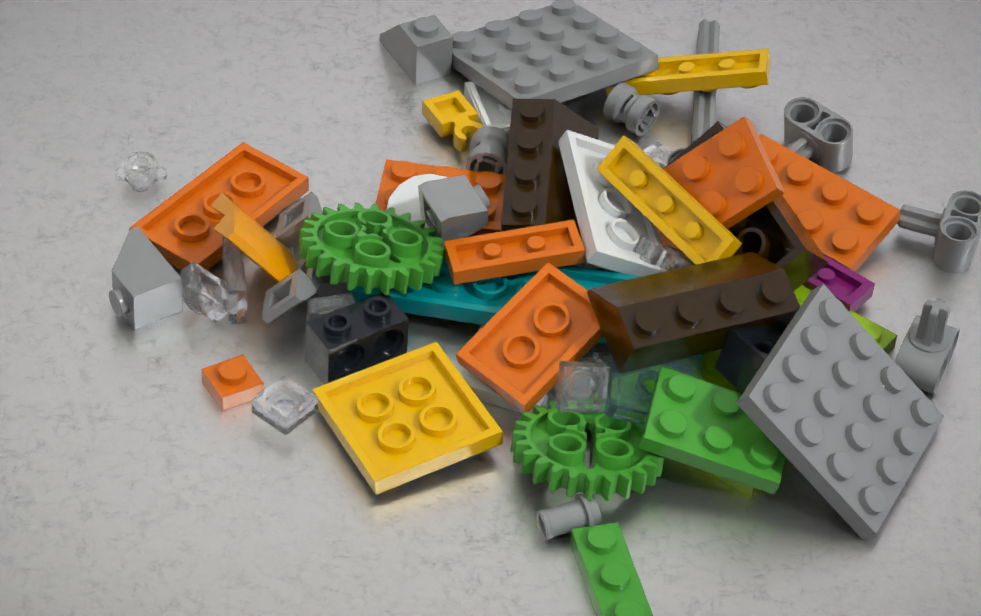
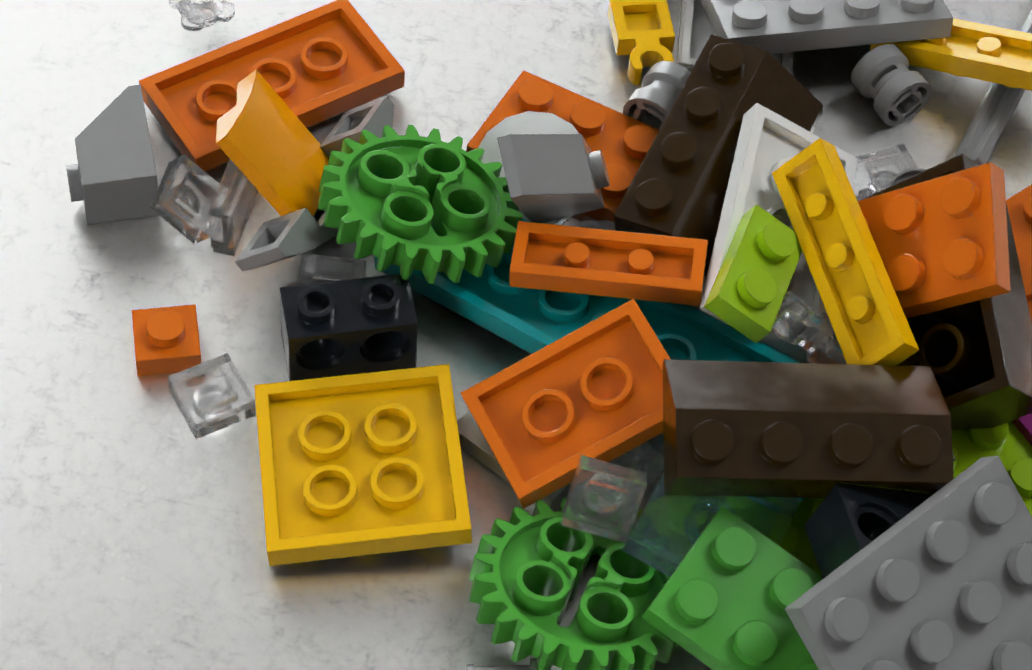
camera: 20 degrees right, 10 degrees up
(615, 230) = (755, 274): none -> lime plate

